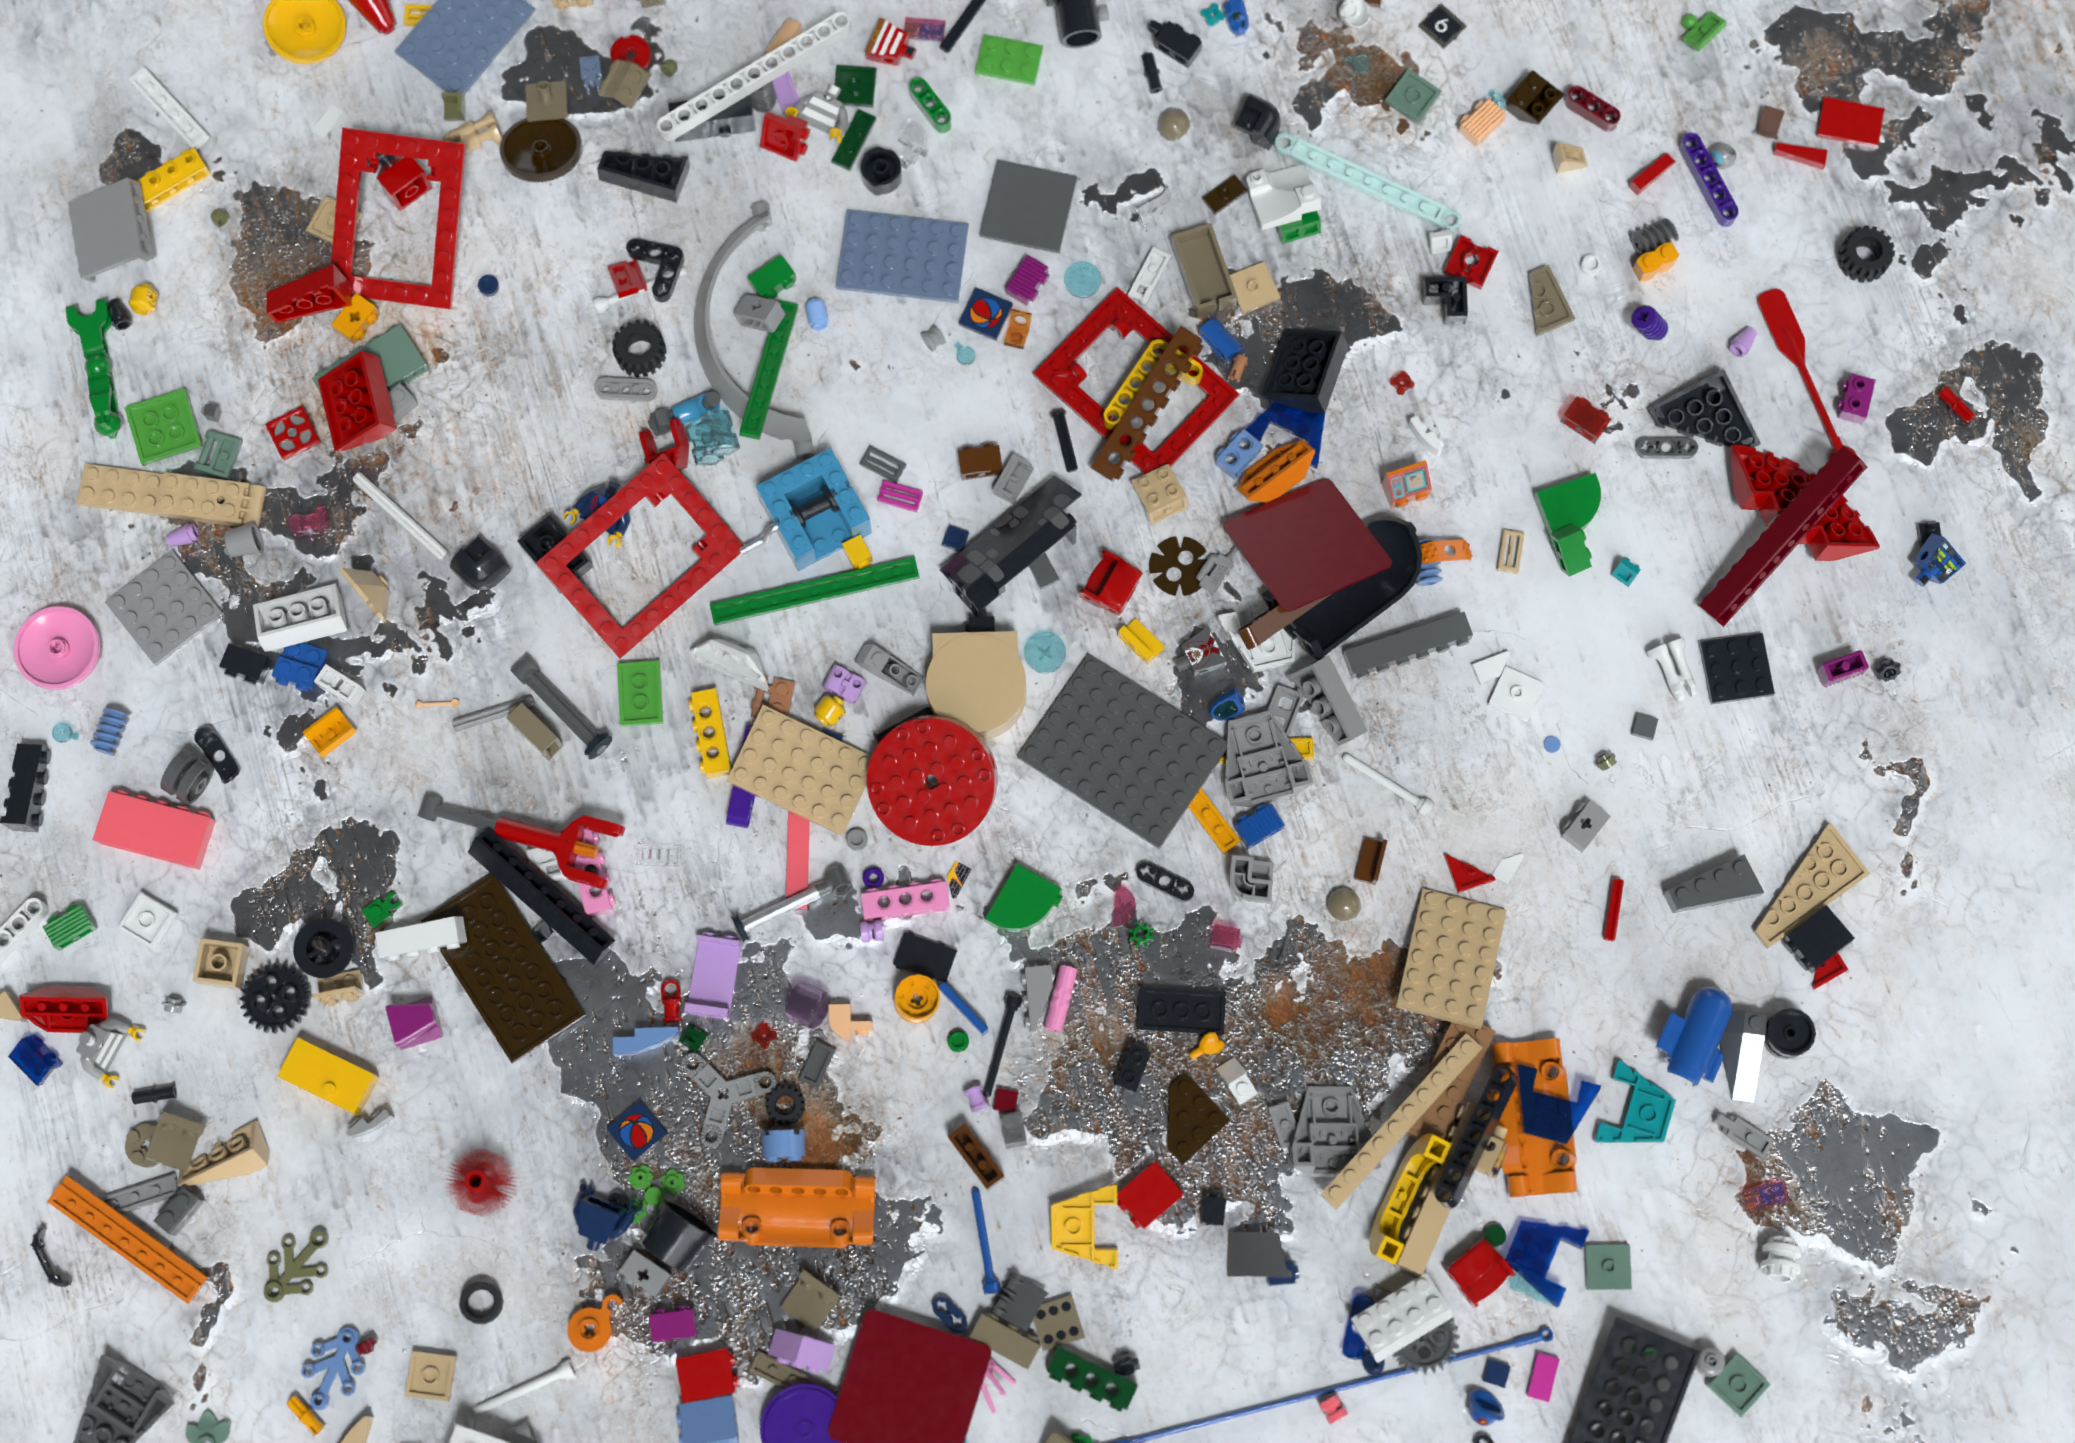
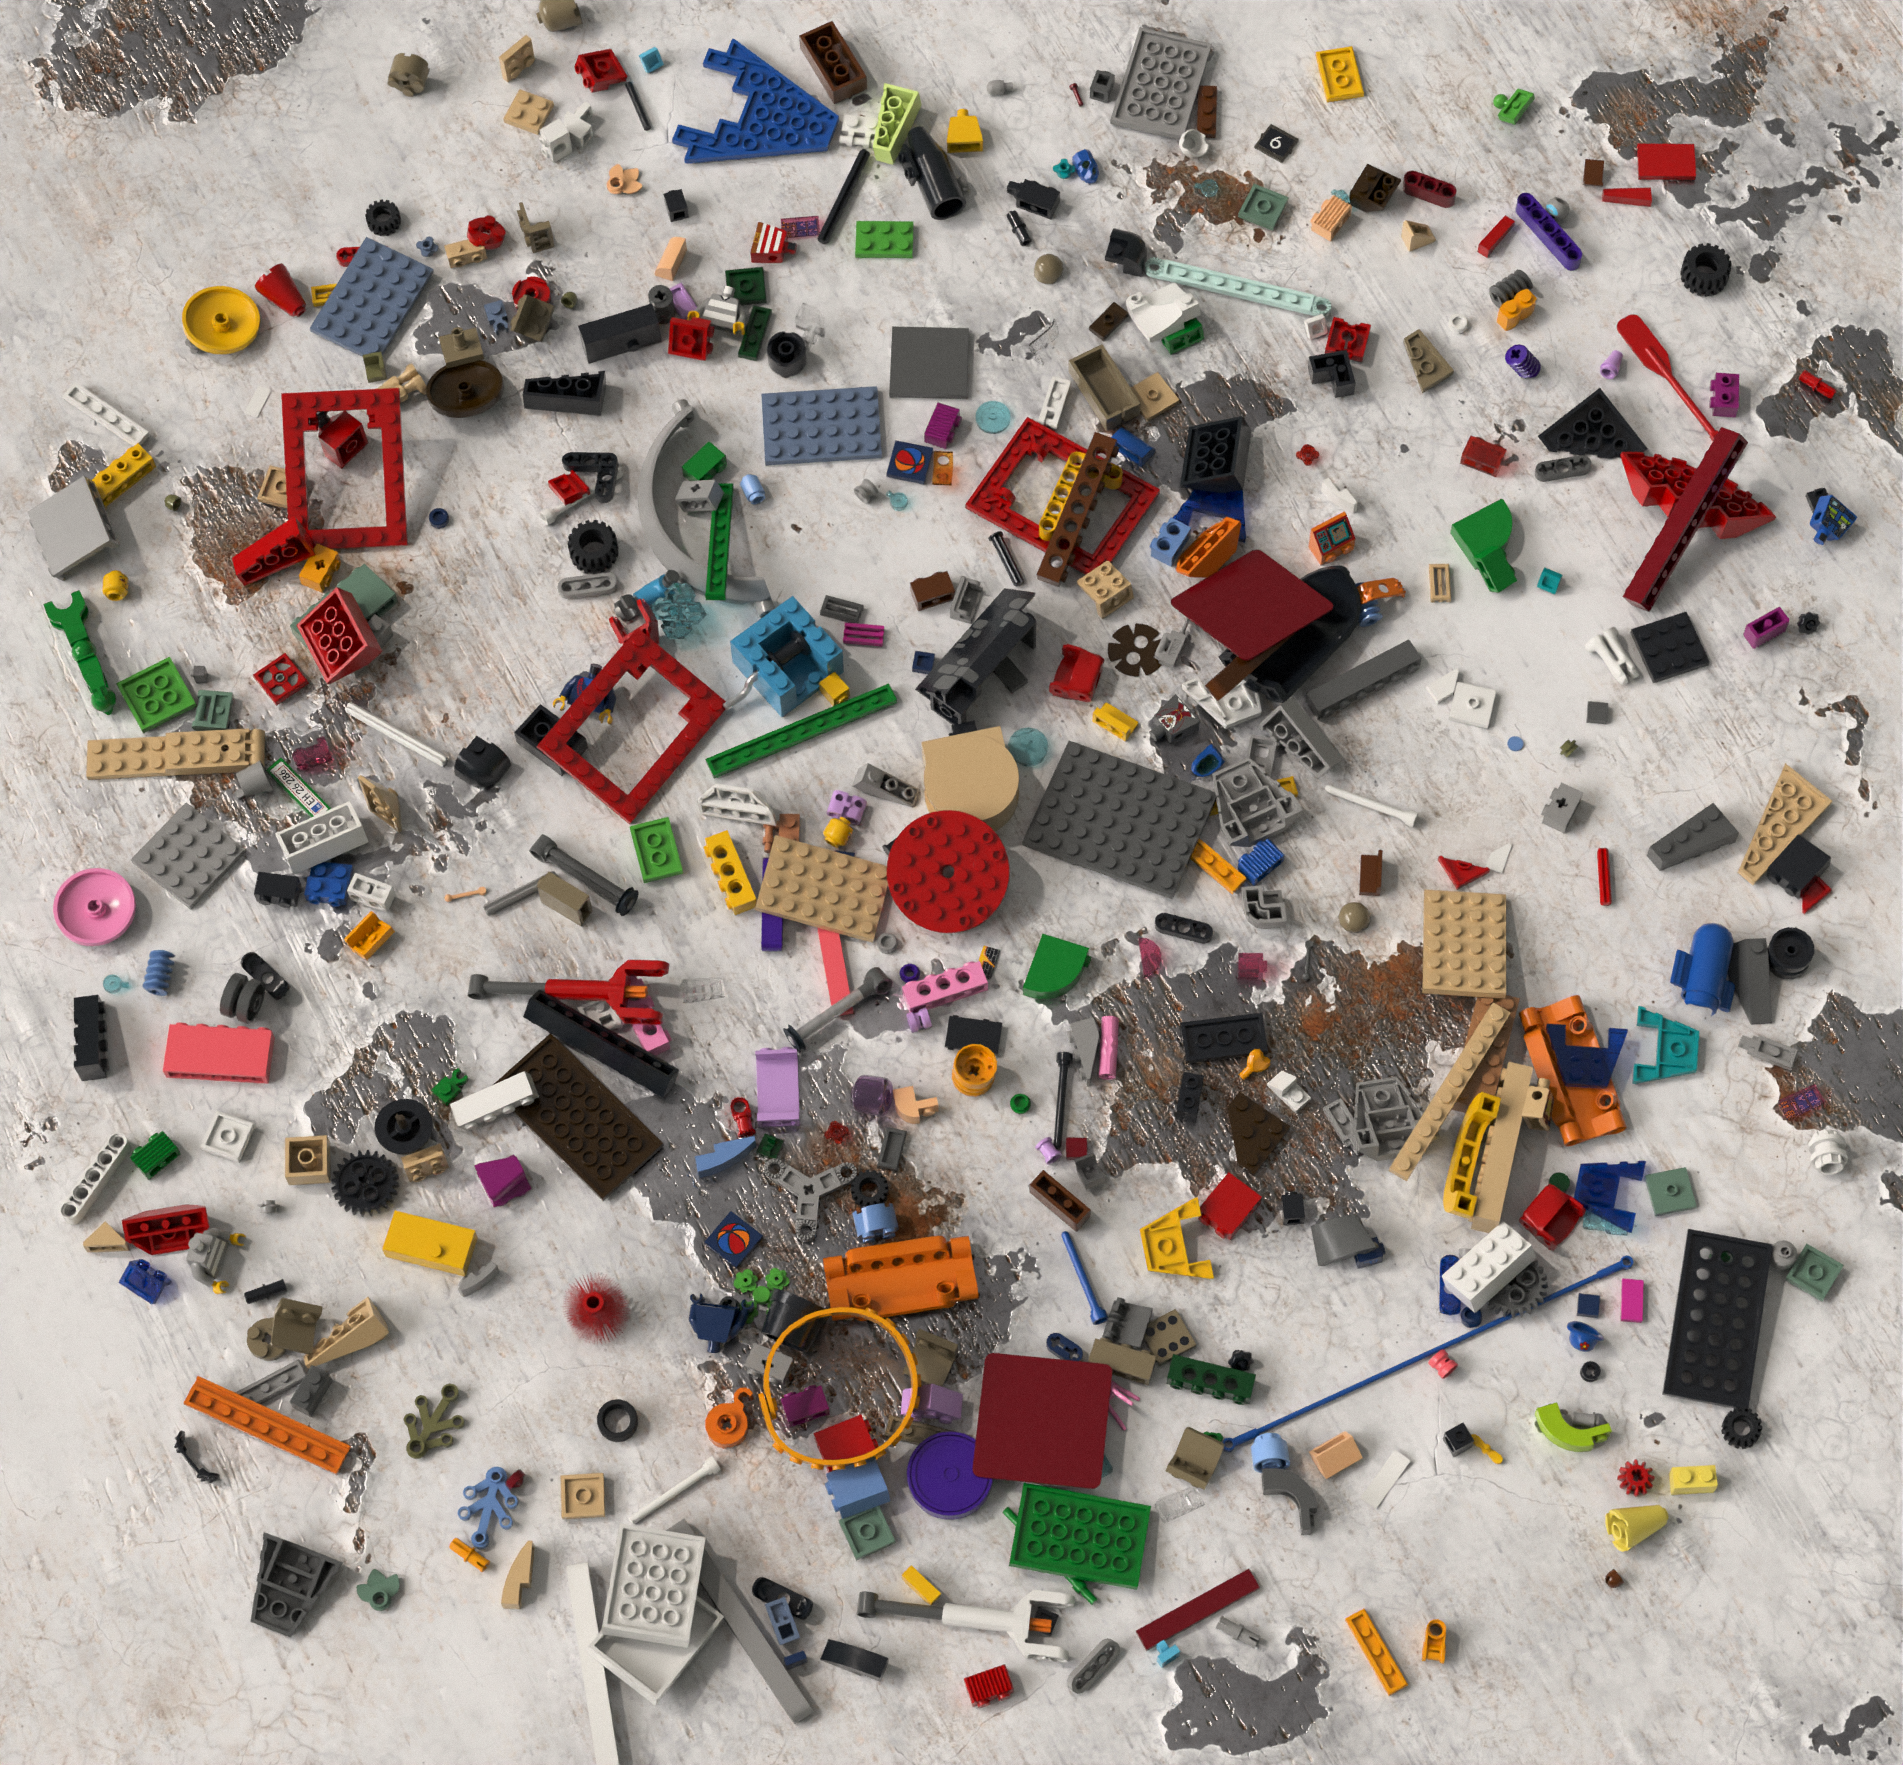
camera: 10 degrees left, 10 degrees down
(119, 316) = (95, 604): black cone -> none
(184, 535) = (195, 787): lavender cone -> none
(288, 557) = (297, 788): none -> tile
(542, 932) = (610, 1073): black piece -> none
(631, 1329) = (769, 1405): none -> light orange piece
(758, 67) = (652, 295): white beam -> none
(927, 96) = (823, 297): green beam -> none
(958, 1003) = (1020, 1073): blue tile -> none
(1143, 928) = (1172, 972): green gear -> none
(1237, 368) = (1154, 463): nougat pin -> none
(1478, 1146) = (1522, 1096): black beam -> none

